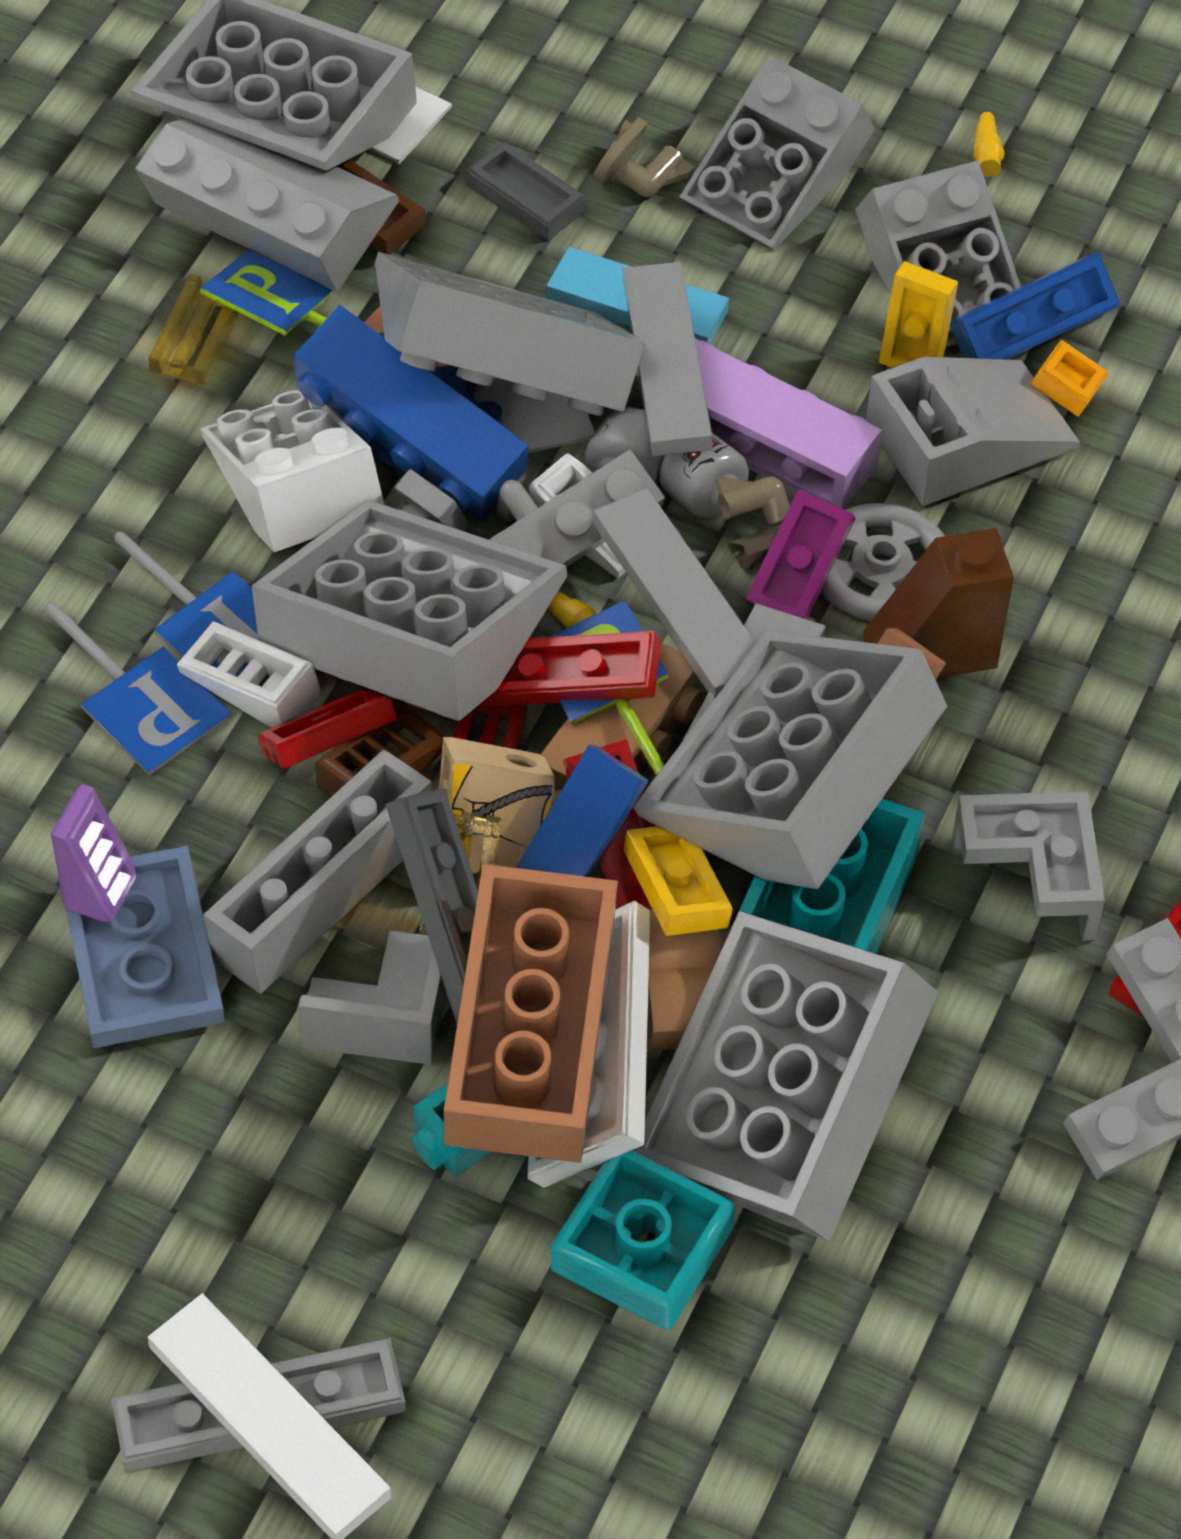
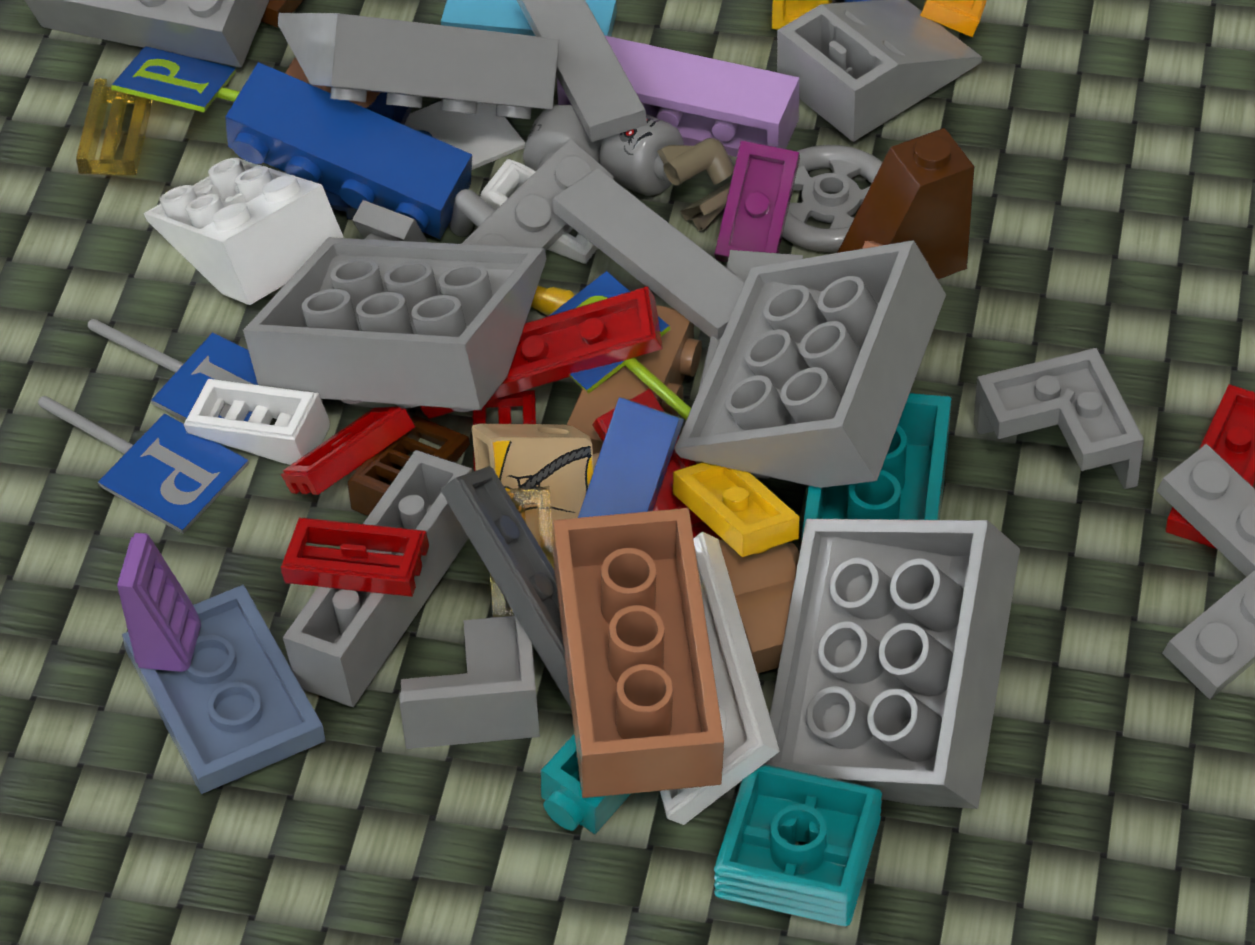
camera: 10 degrees left, 5 degrees down
(287, 857) = (352, 565): none -> red tile

